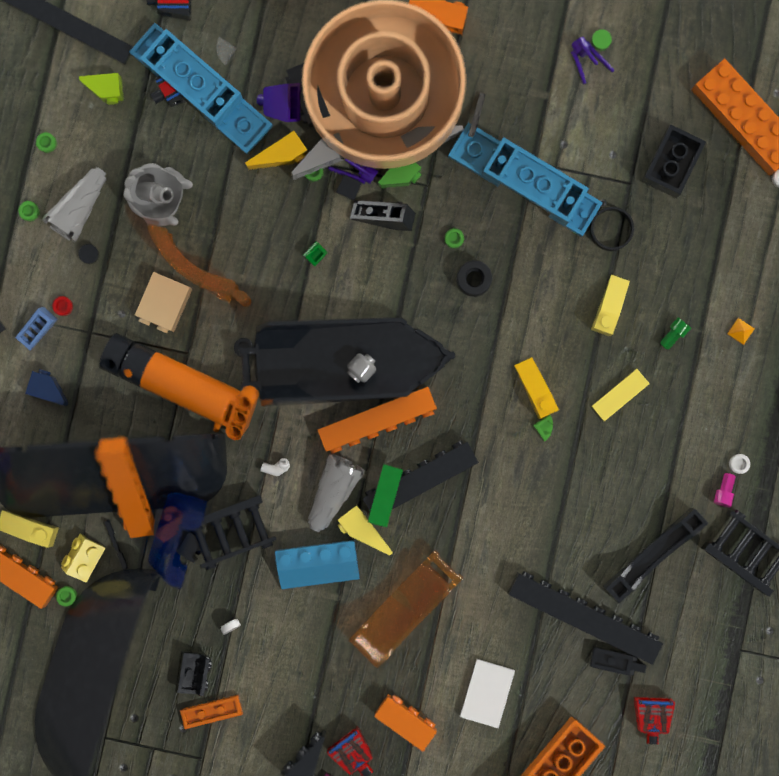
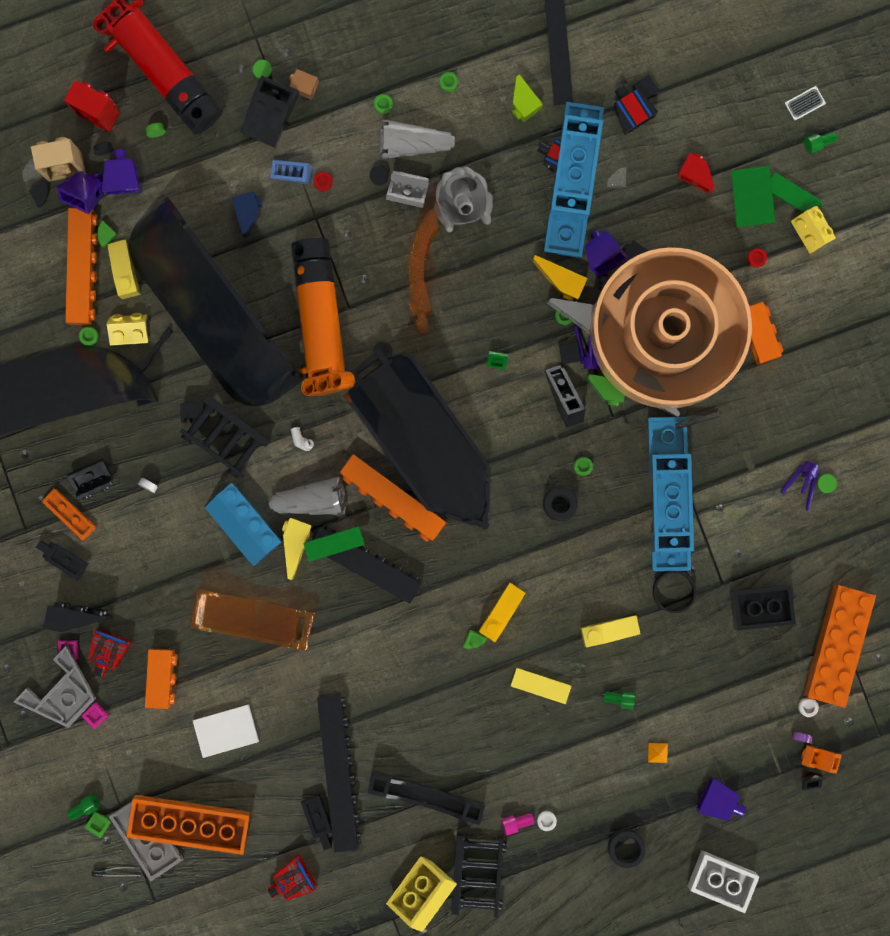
camera: 55 degrees right, 0 degrees up
(116, 236) = (407, 189): none -> light grey bracket
(126, 487) = (206, 328): orange brick -> none
(163, 302) = (377, 261): tan brick -> none
(178, 513) = (212, 384): clear blue windscreen -> none
(247, 742) = (63, 559): none -> black hinge
(361, 367) = (426, 458): light grey head -> none
(736, 612) = (421, 894): none -> light yellow brick

